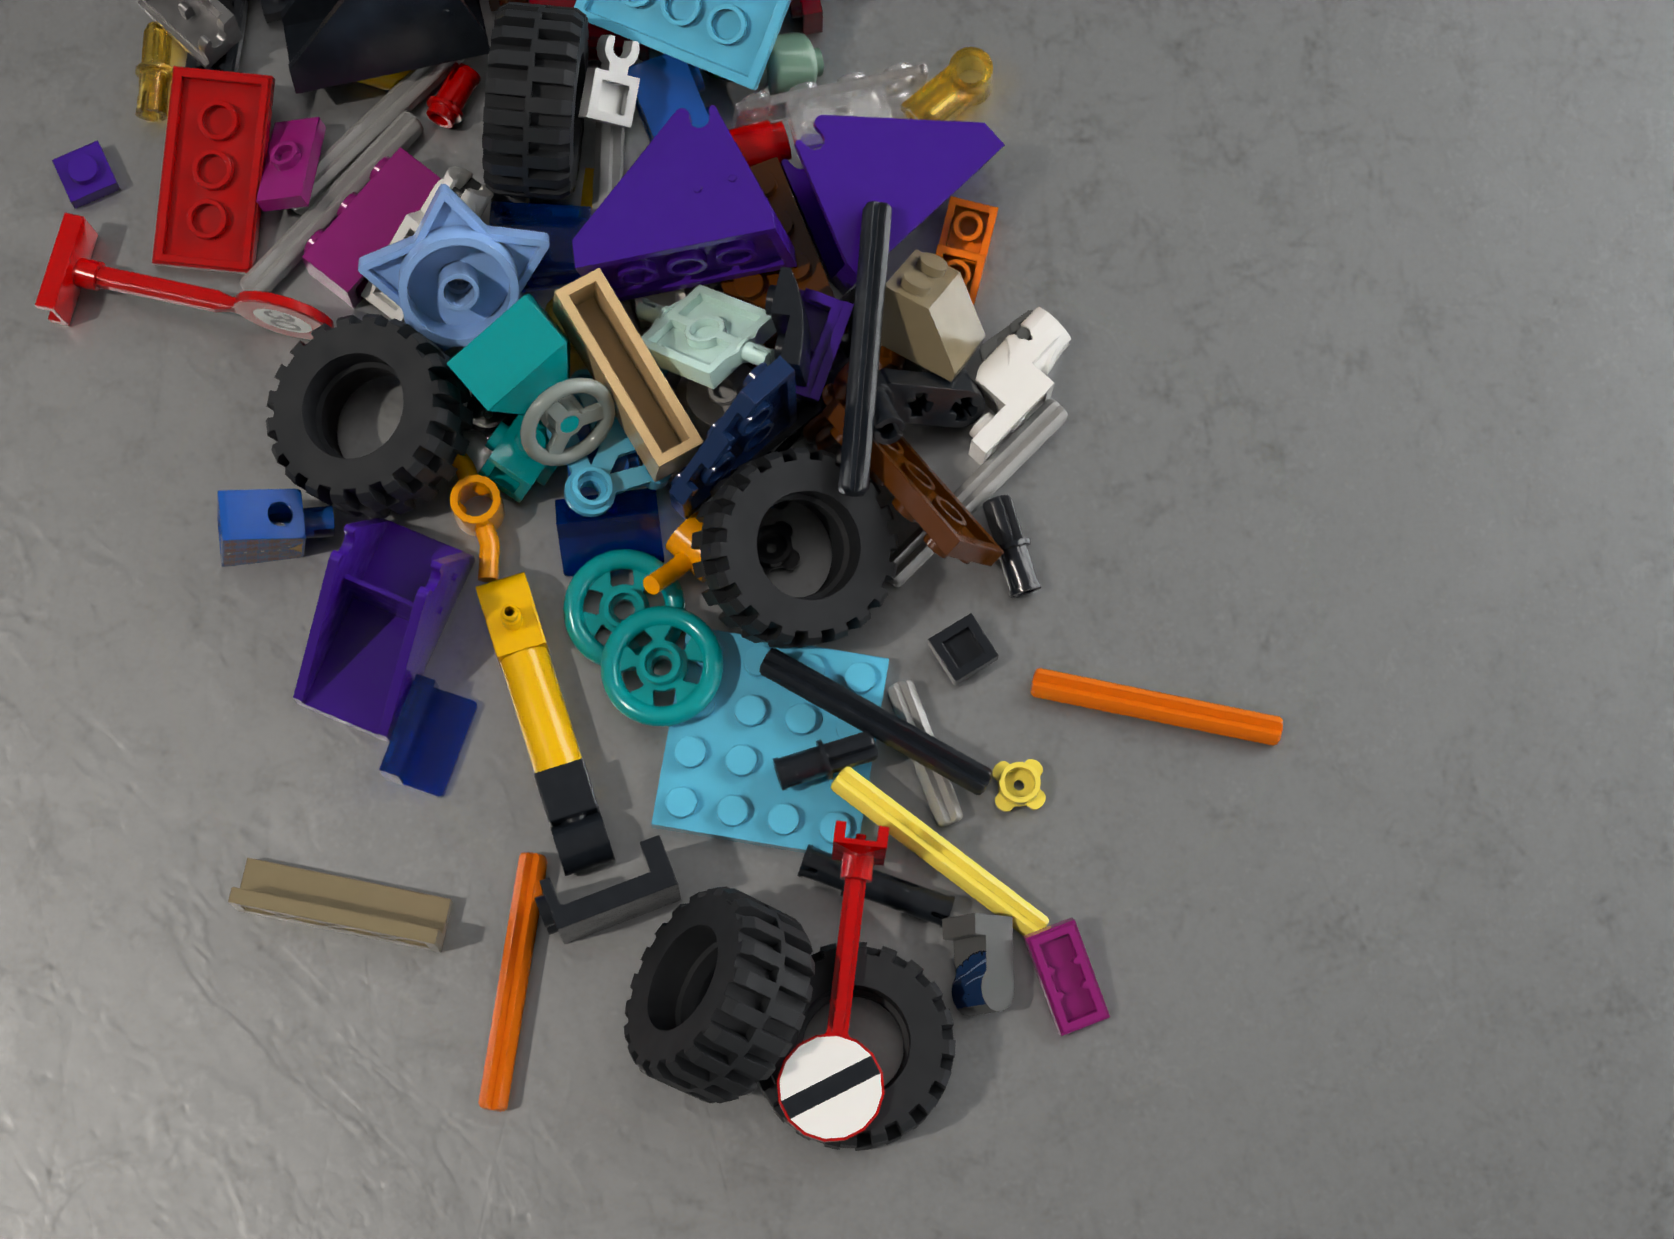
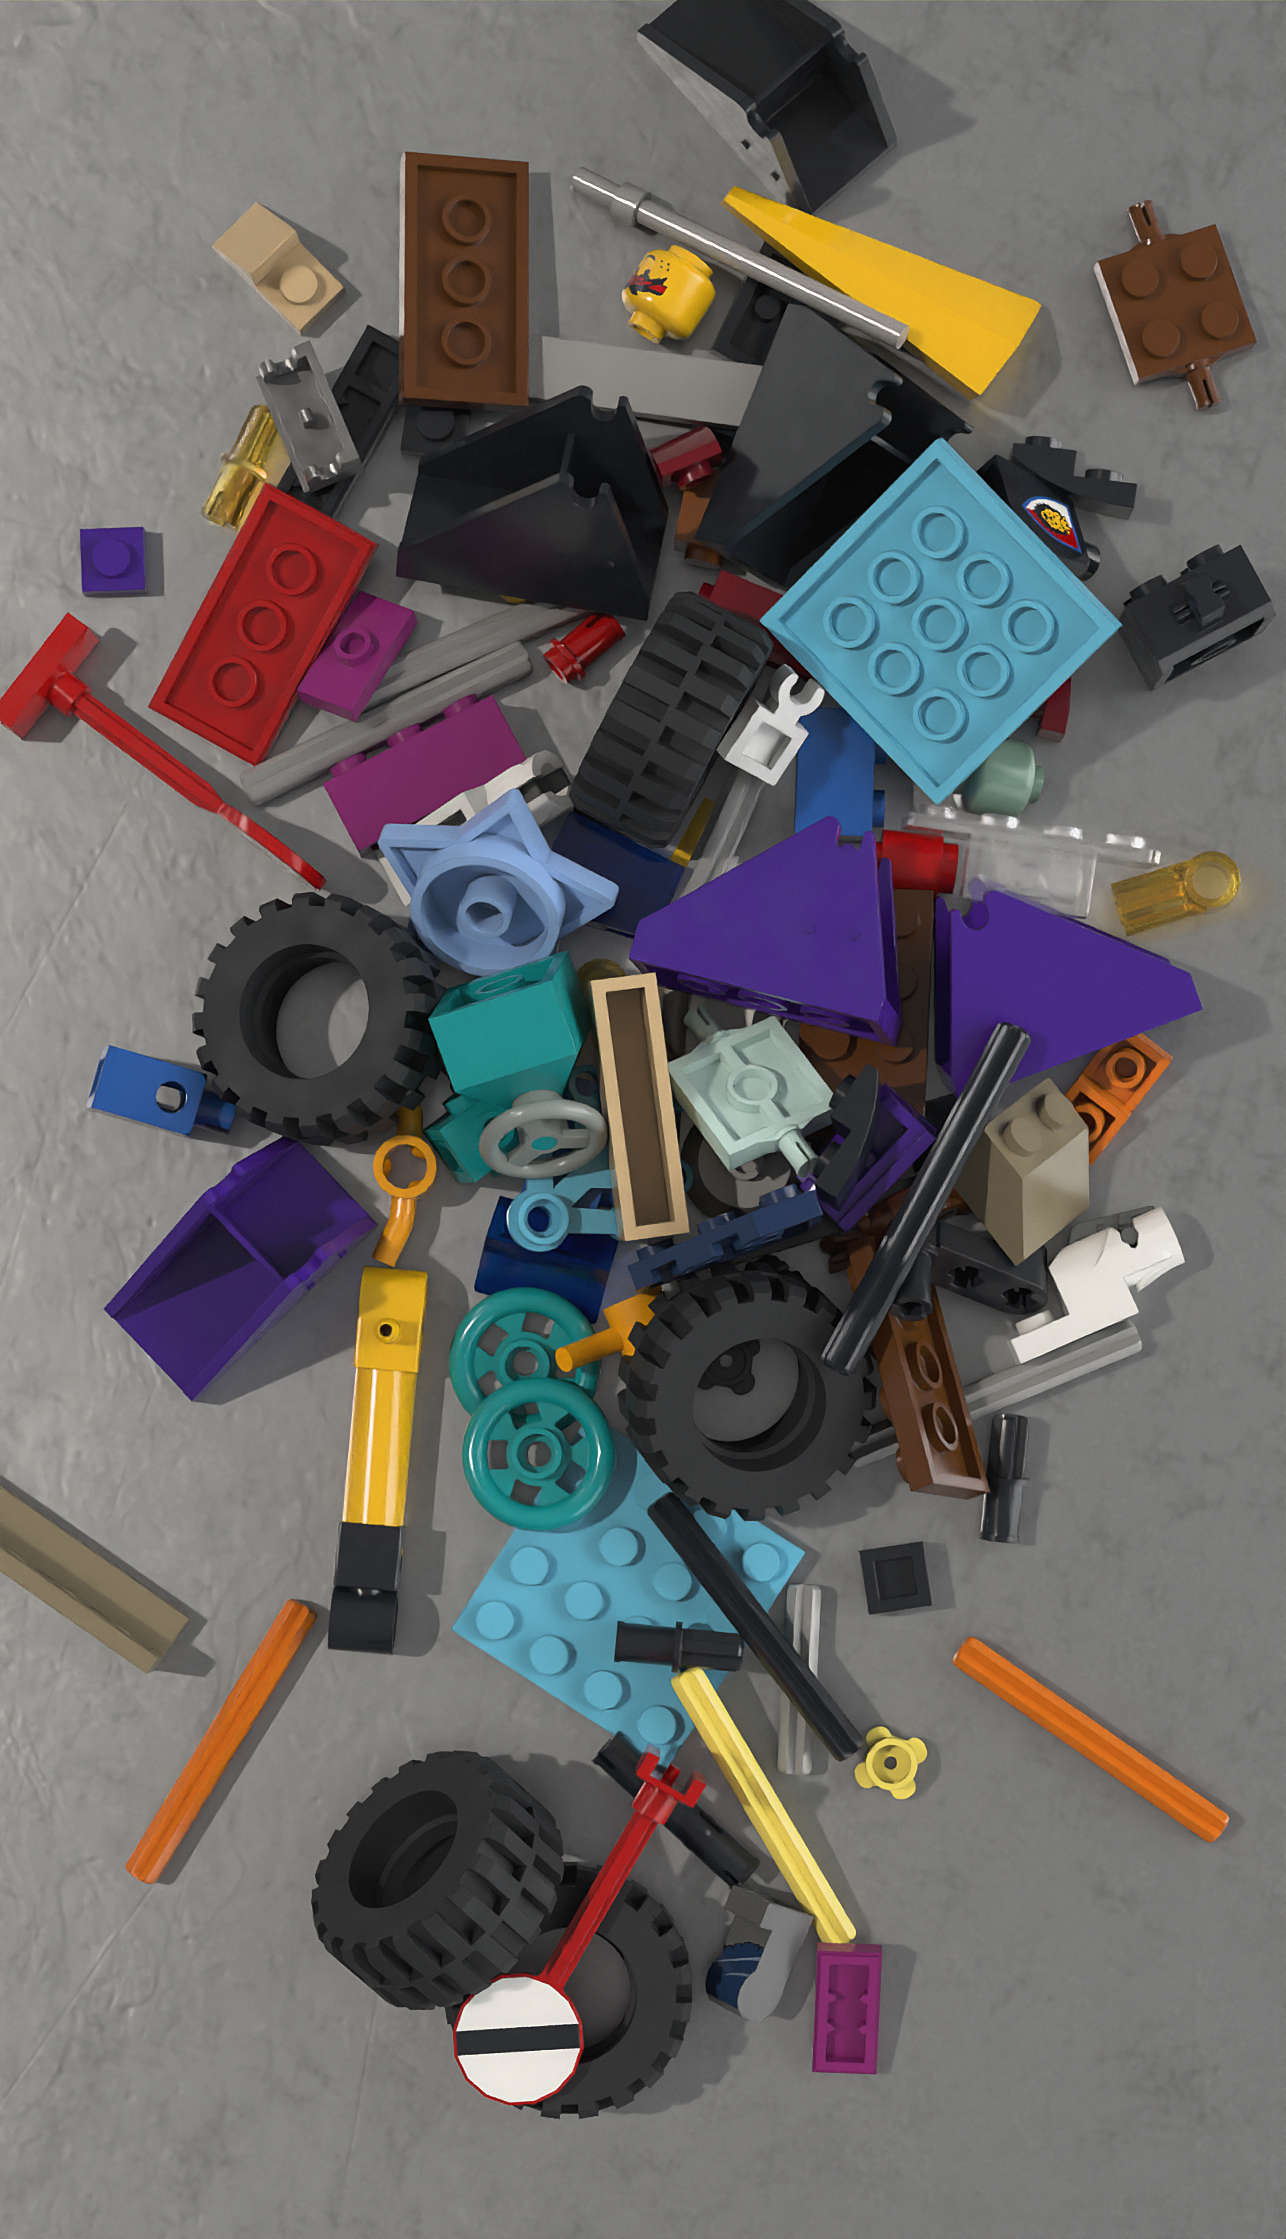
camera: 30 degrees right, 10 degrees up
(428, 738) = (240, 1419): clear blue panel -> none
(614, 903) = (425, 1715): black panel -> none

